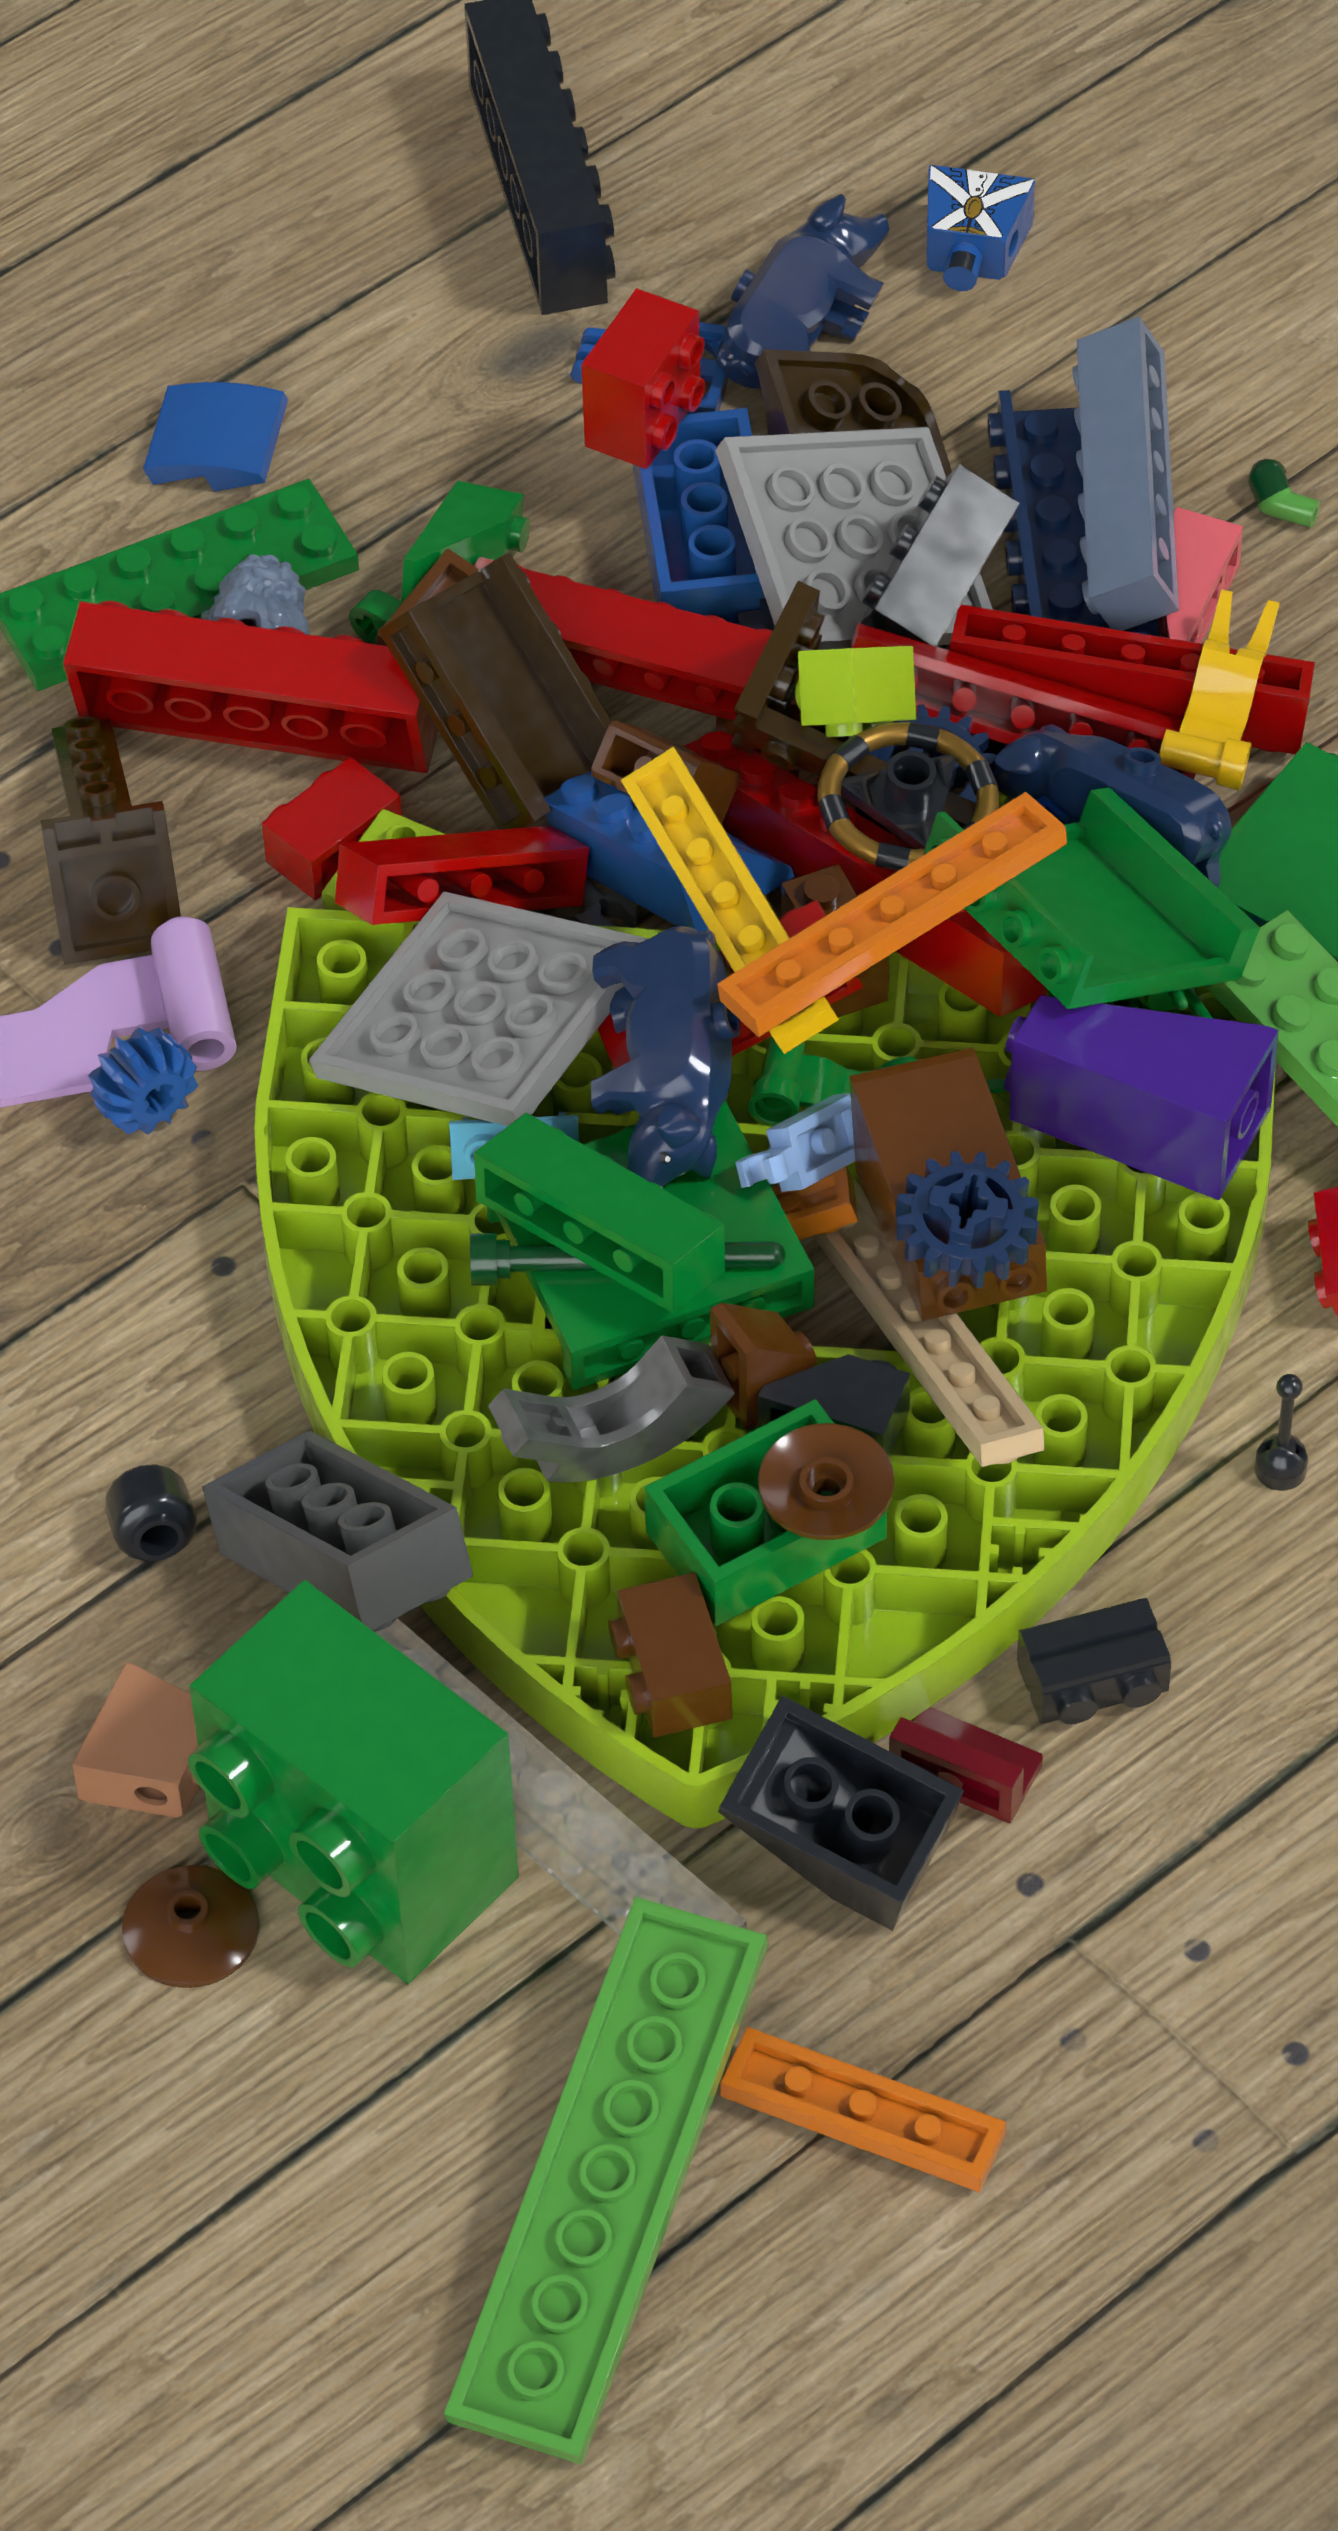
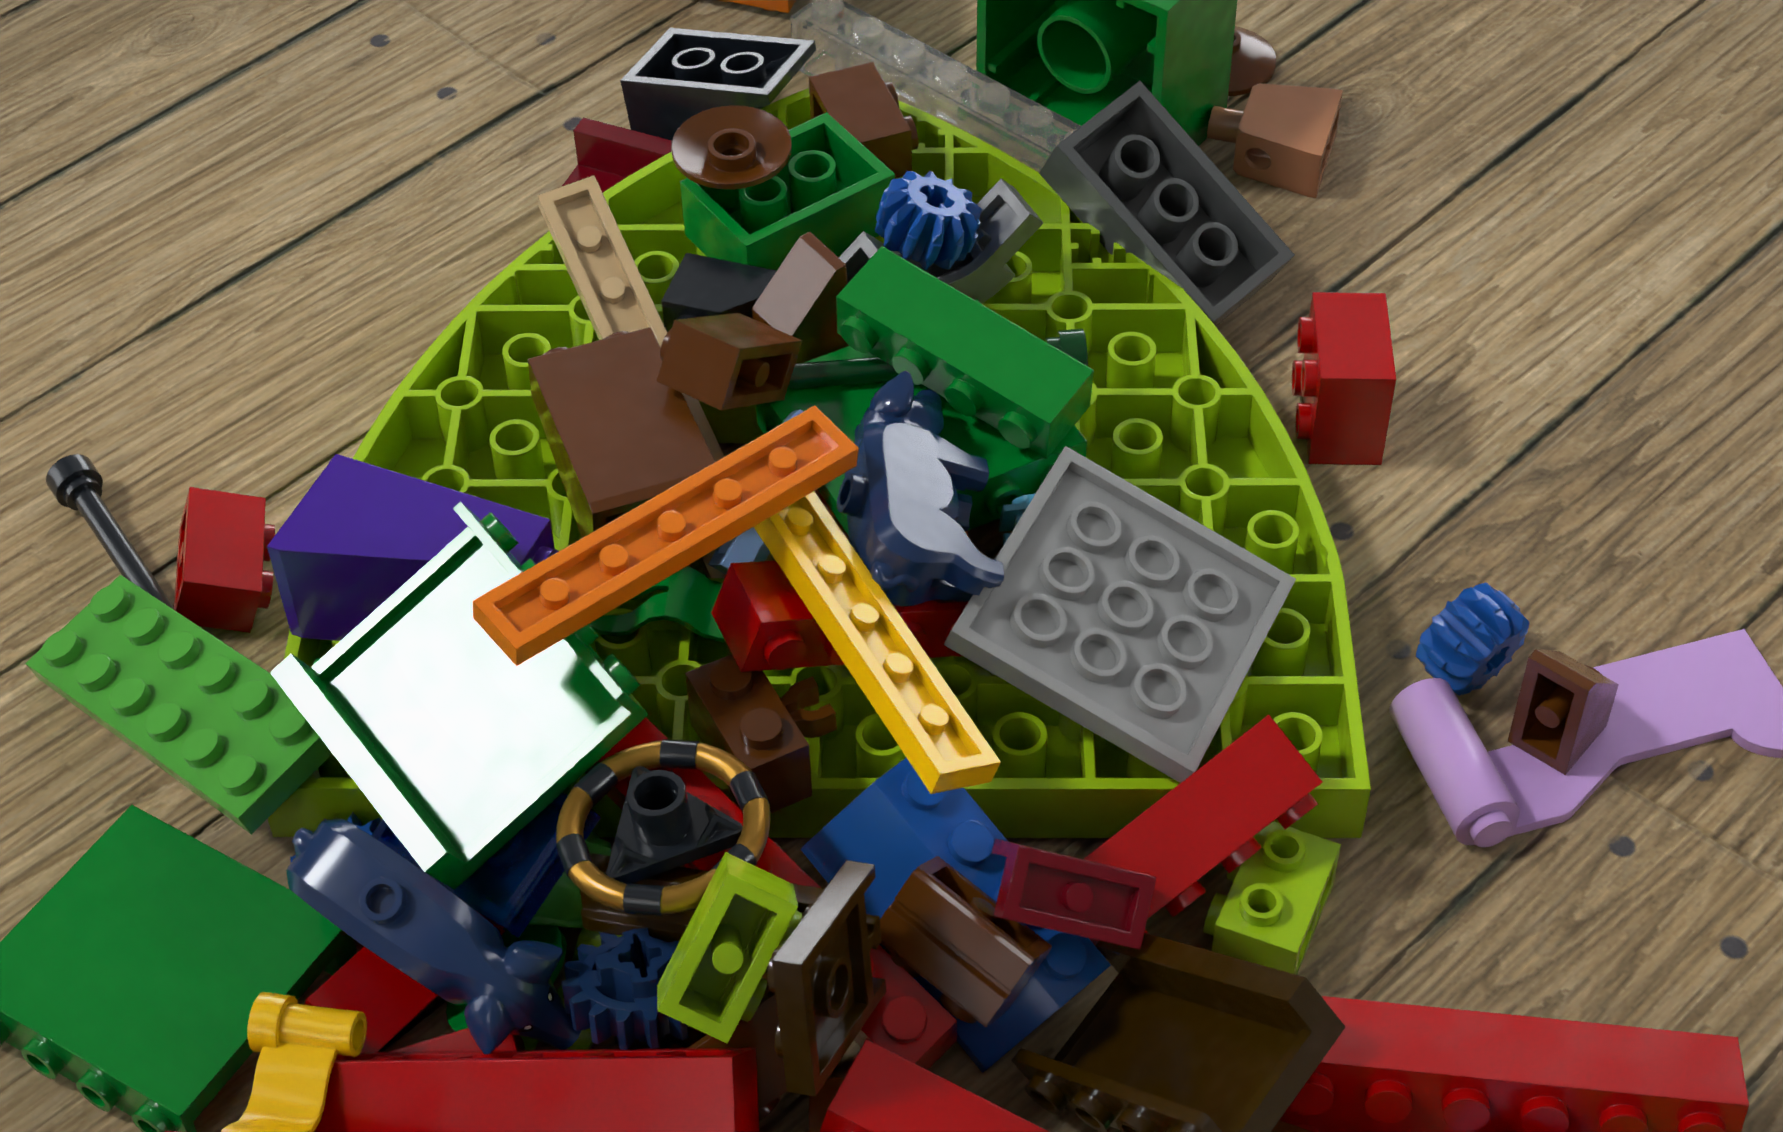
camera: 175 degrees right, 5 degrees down
(82, 999) = (1560, 708): none -> reddish brown slope
(108, 857) = (1627, 899): dark brown bracket -> none
(150, 1512) = (1336, 271): black head -> none
(186, 1356) = (1344, 378): none -> red brick
(336, 809) = (1367, 949): red brick -> none
(568, 788) = (1073, 895): none -> dark red panel
(615, 1394) = (928, 220): none -> blue gear
(837, 1202) = (728, 360): none -> reddish brown brick
(995, 1234) = (600, 332): dark blue gear -> none
(1094, 1662) = (495, 232): black brick -> none
(1282, 1457) = (330, 406): black hinge -> none

